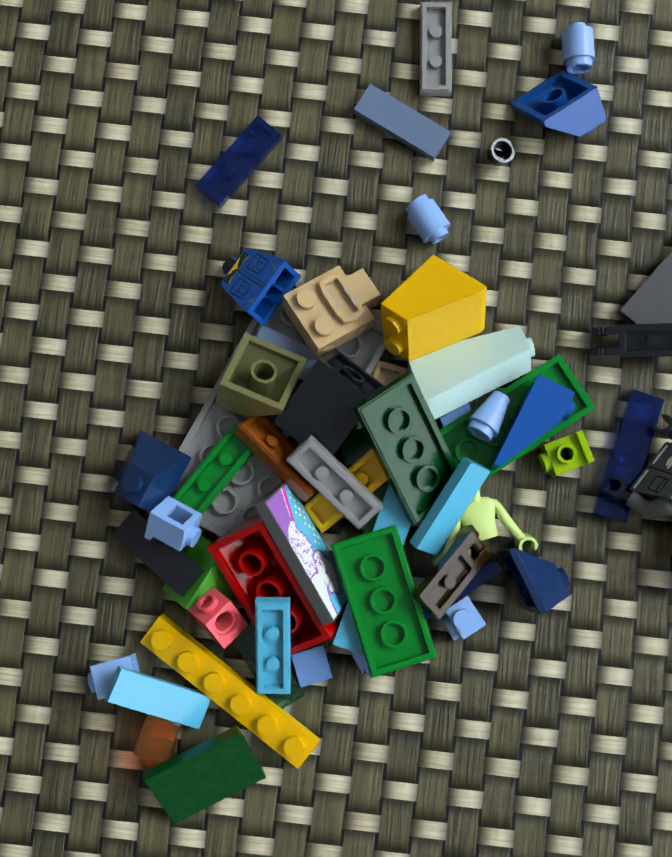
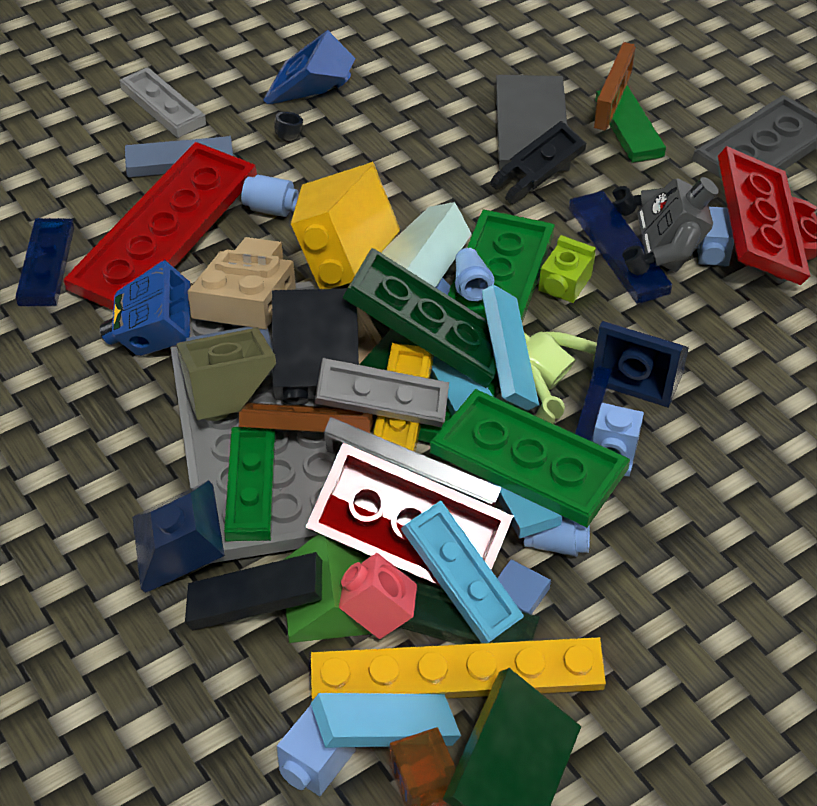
camera: 40 degrees left, 35 degrees down
(174, 524) = (250, 541): light blue brick -> none
(334, 194) = (162, 222): none -> red plate
(453, 572) = (569, 392): dark brown plate -> none
(539, 412) = (510, 242): blue slope -> none
(578, 48) = (284, 36): light blue brick -> none

